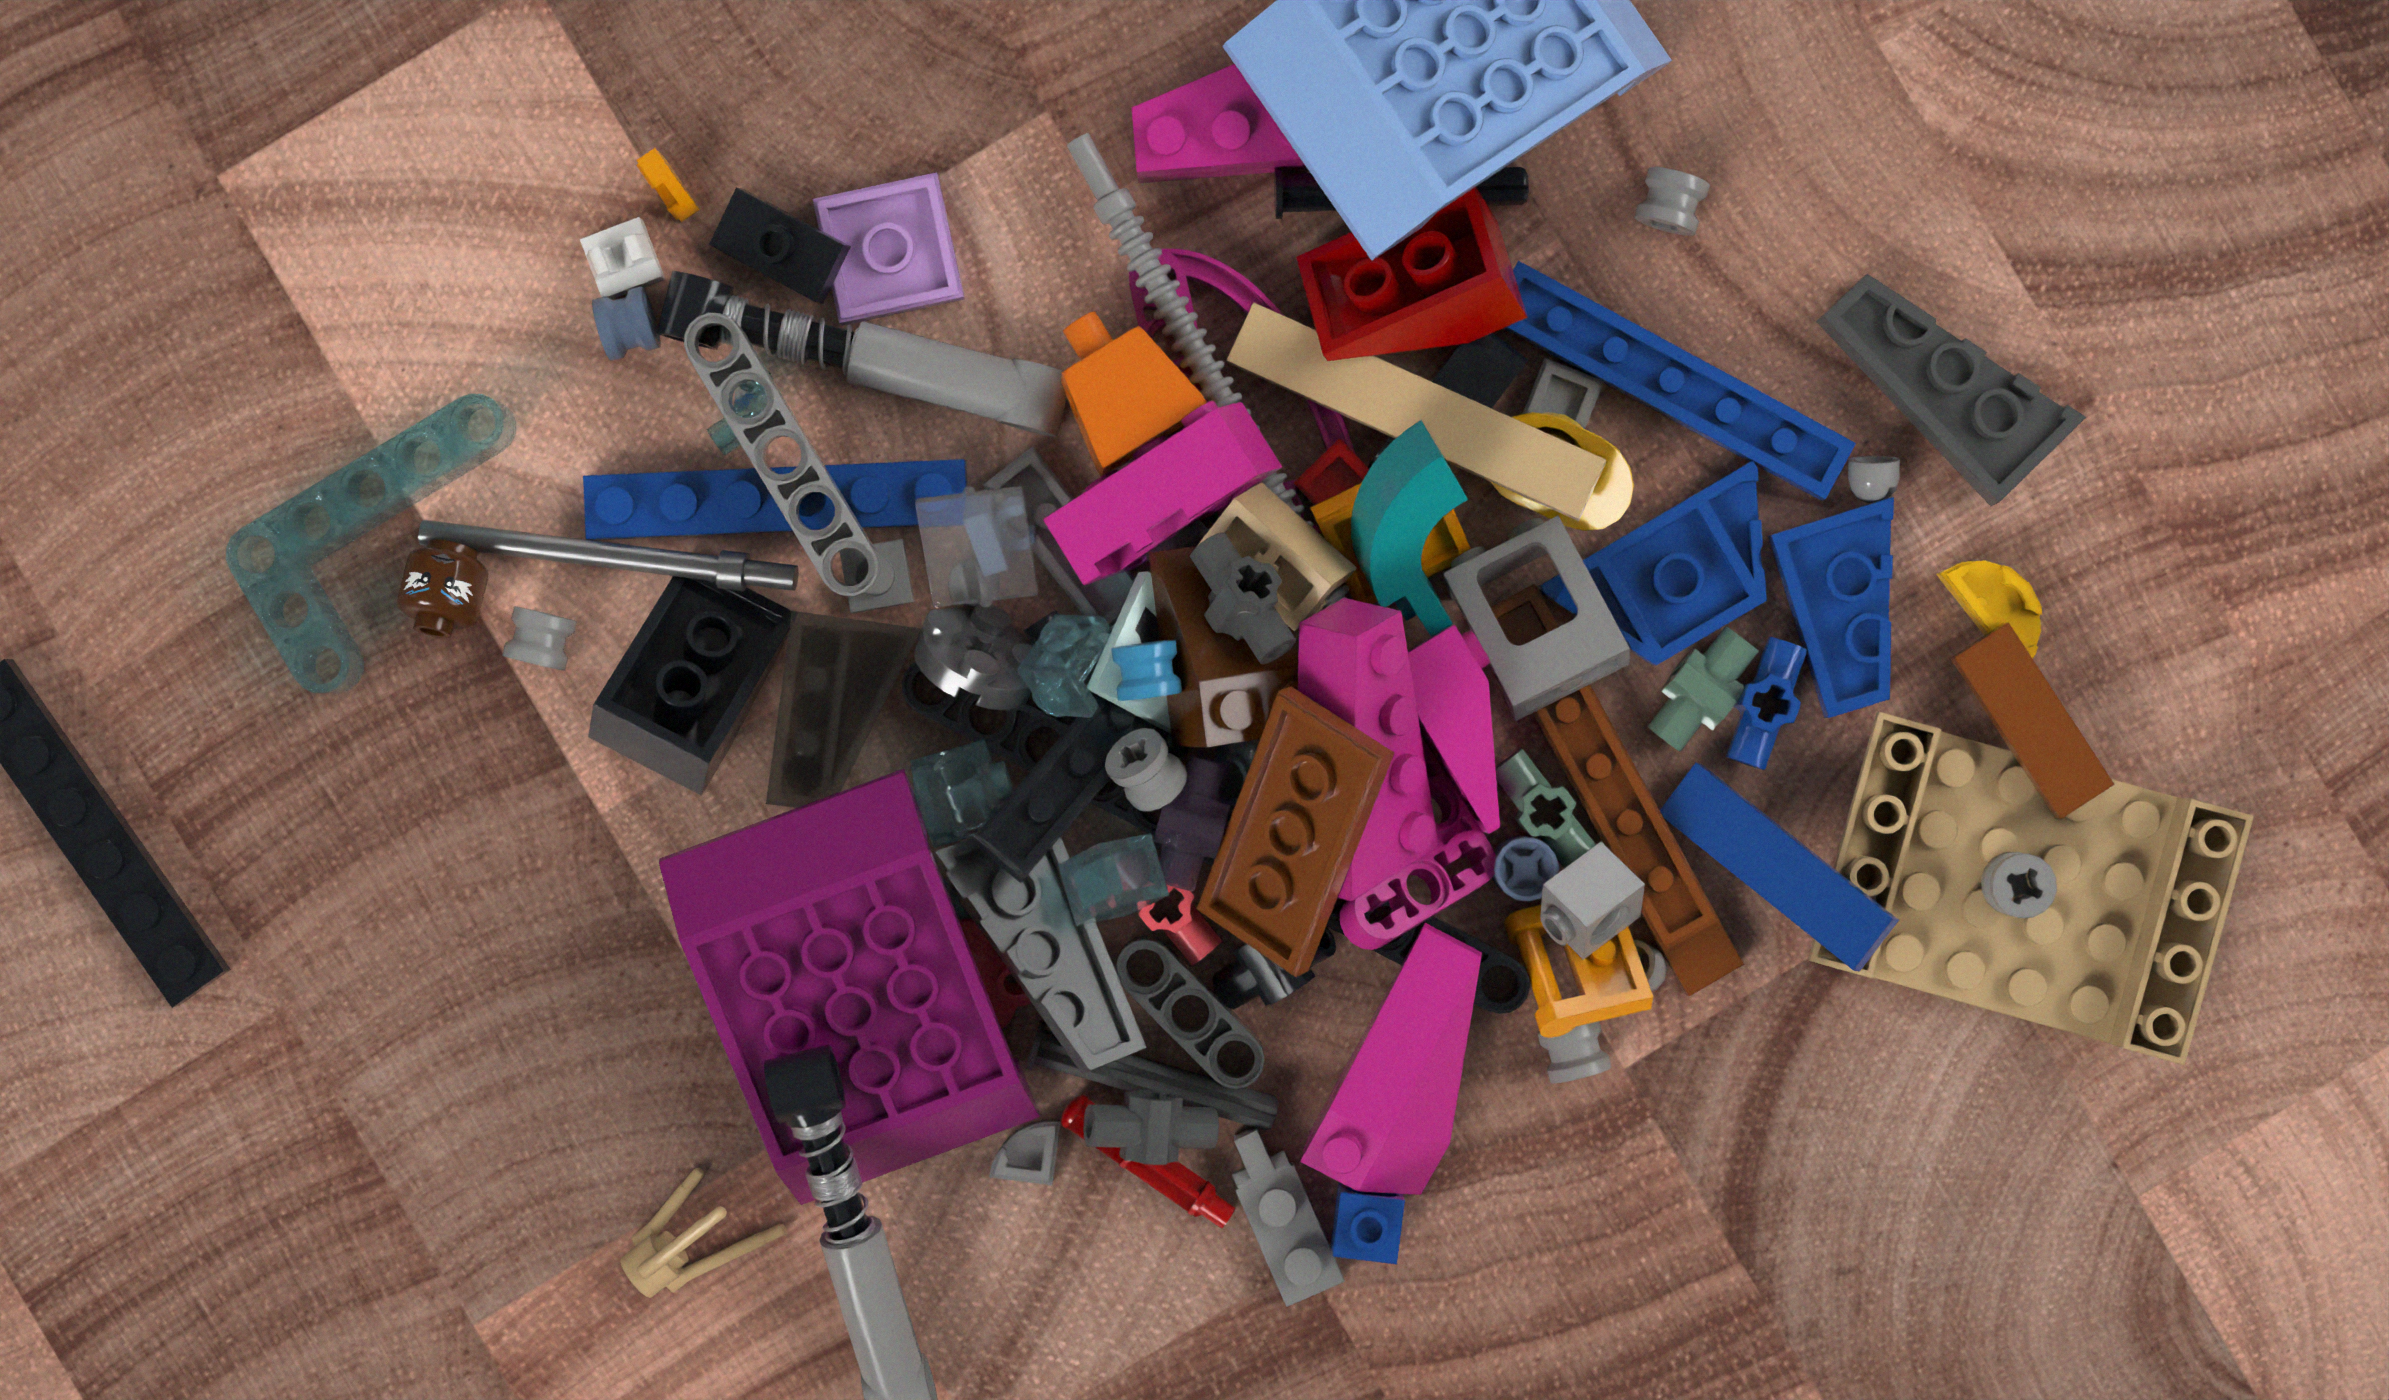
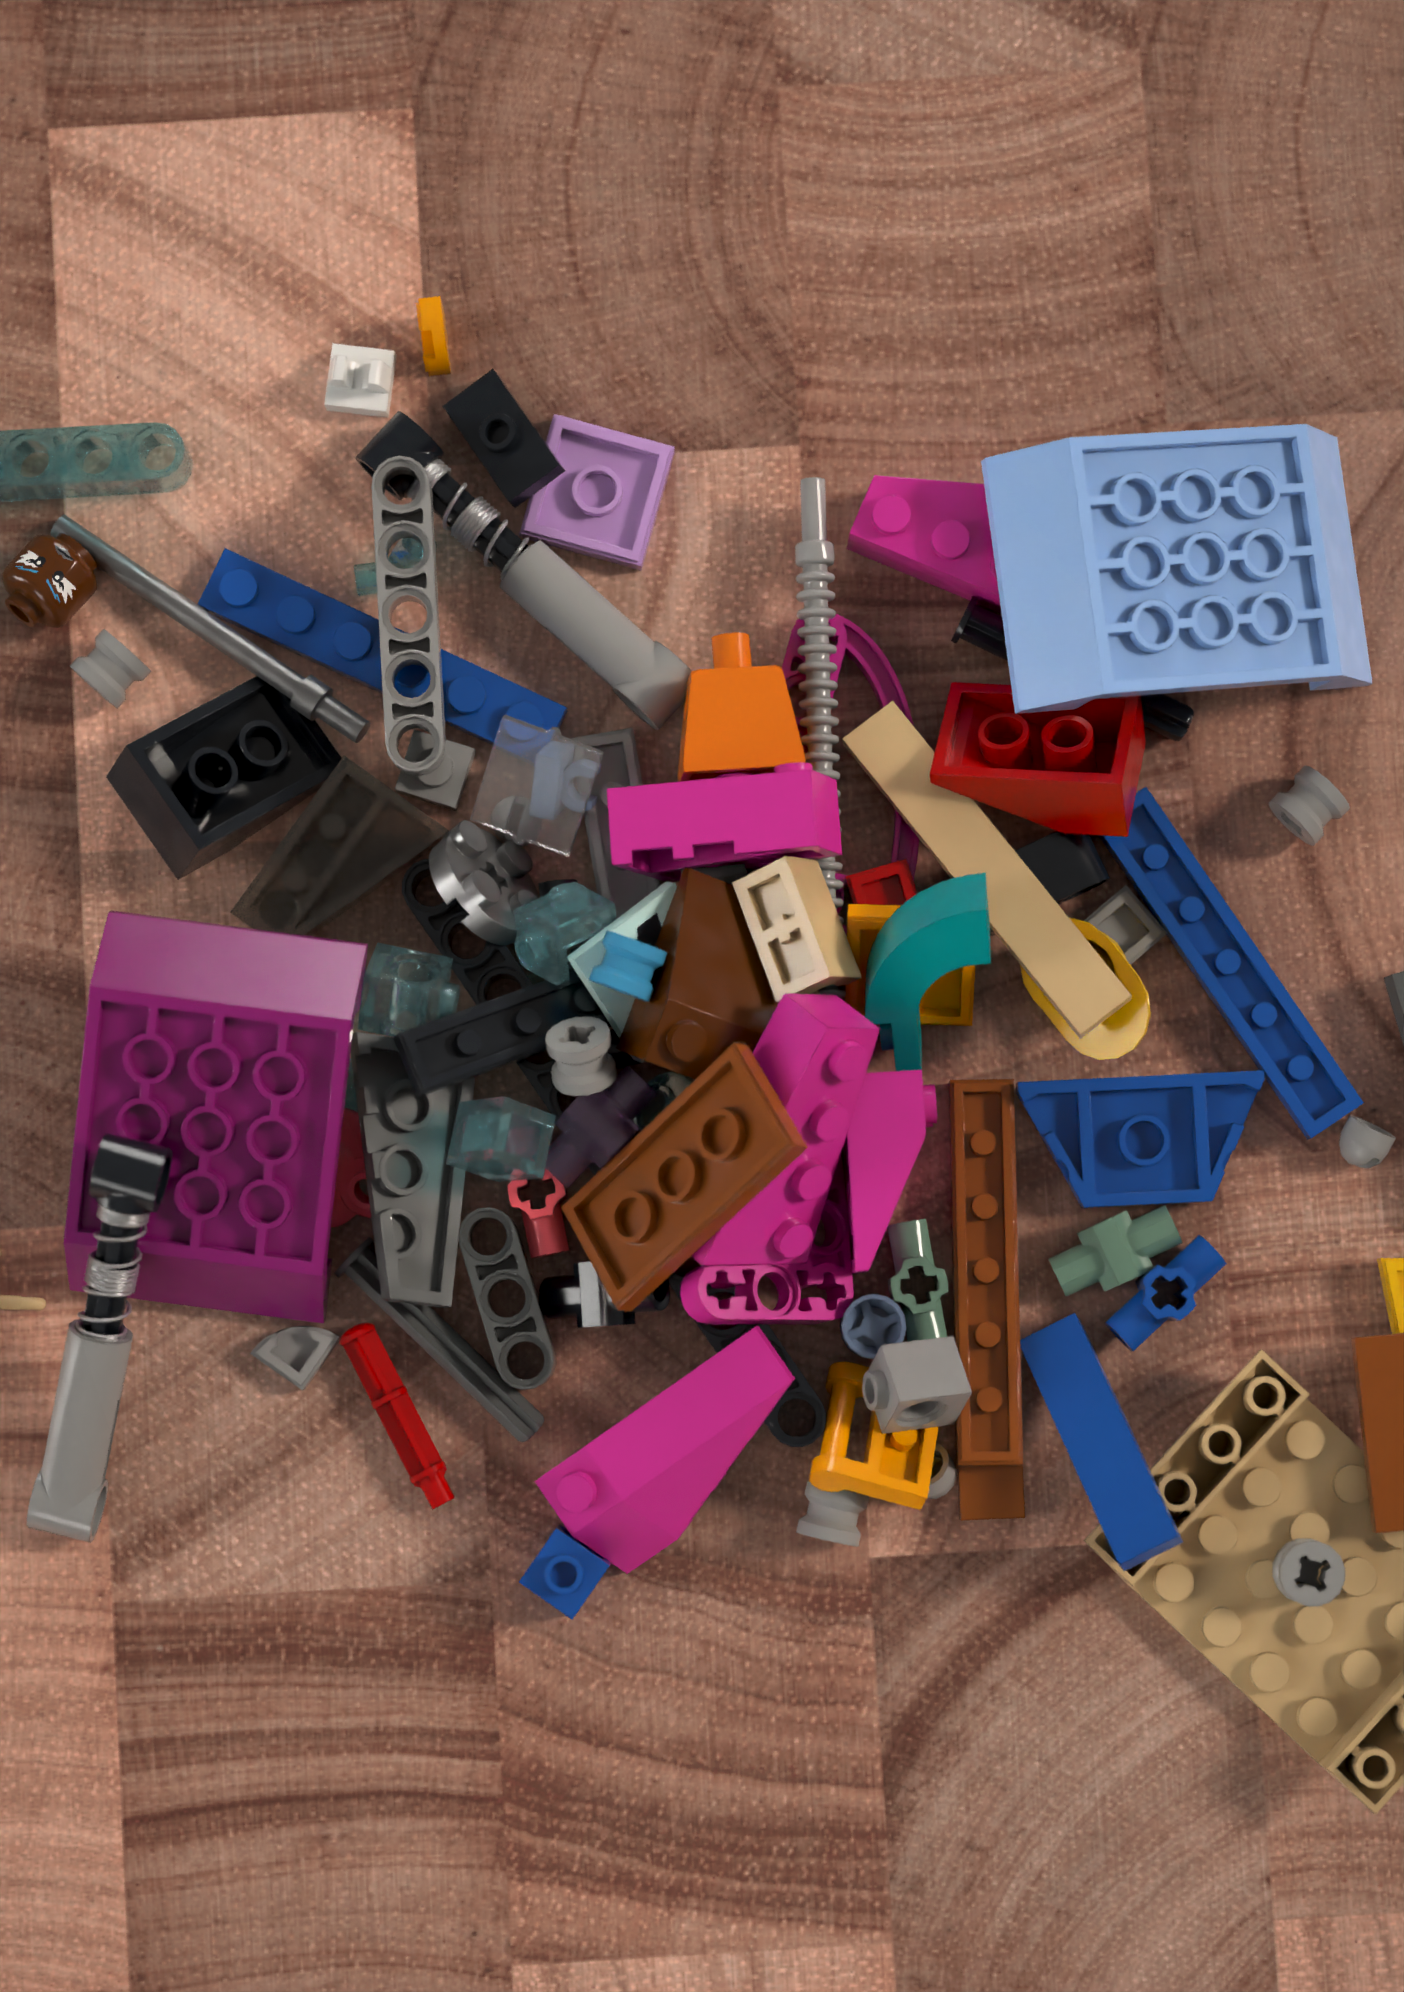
camera: 25 degrees right, 5 degrees down
(626, 323) = (333, 436): sand blue wheel -> none
(1151, 1127) = (417, 1380): dark grey axle -> none
(1243, 598) = (746, 946): dark grey axle -> none
(1284, 1221) = (492, 1532): light grey hinge -> none
(1558, 660) = (1000, 1154): light grey window -> none
(1839, 599) = (1277, 1237): blue wing -> none

